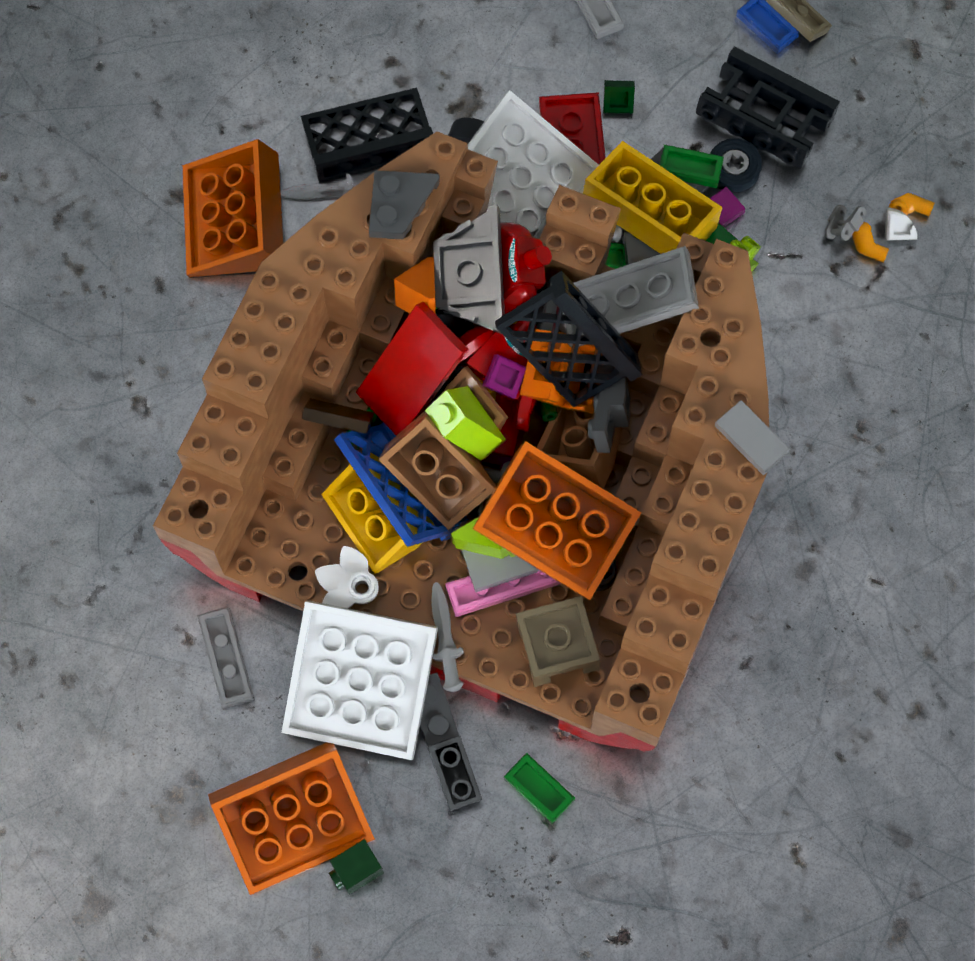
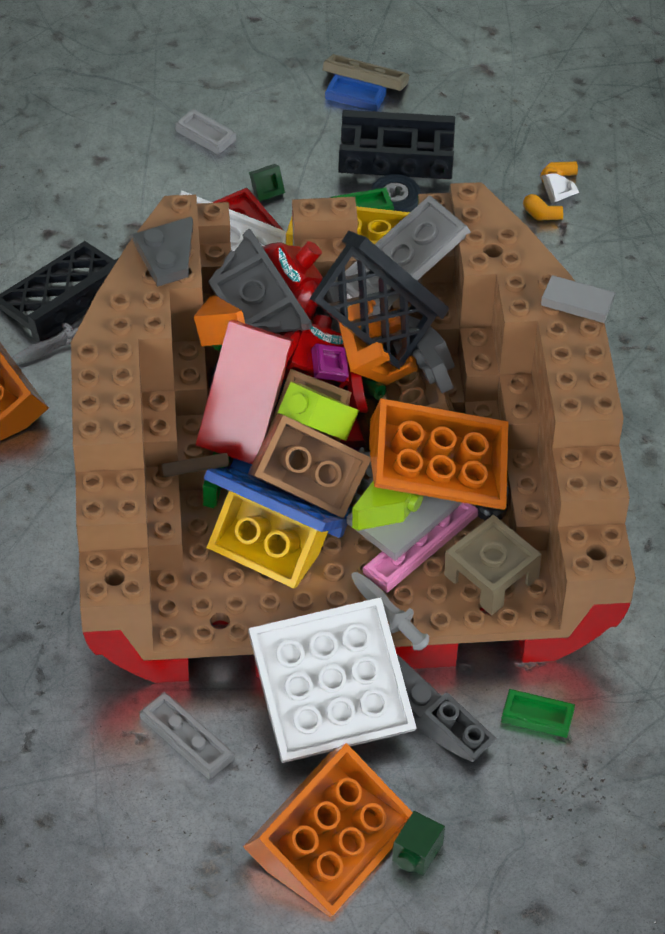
camera: 30 degrees left, 20 degrees down
(343, 578) = (272, 598): white plate -> none
(849, 226) = (521, 198): light grey piece -> none

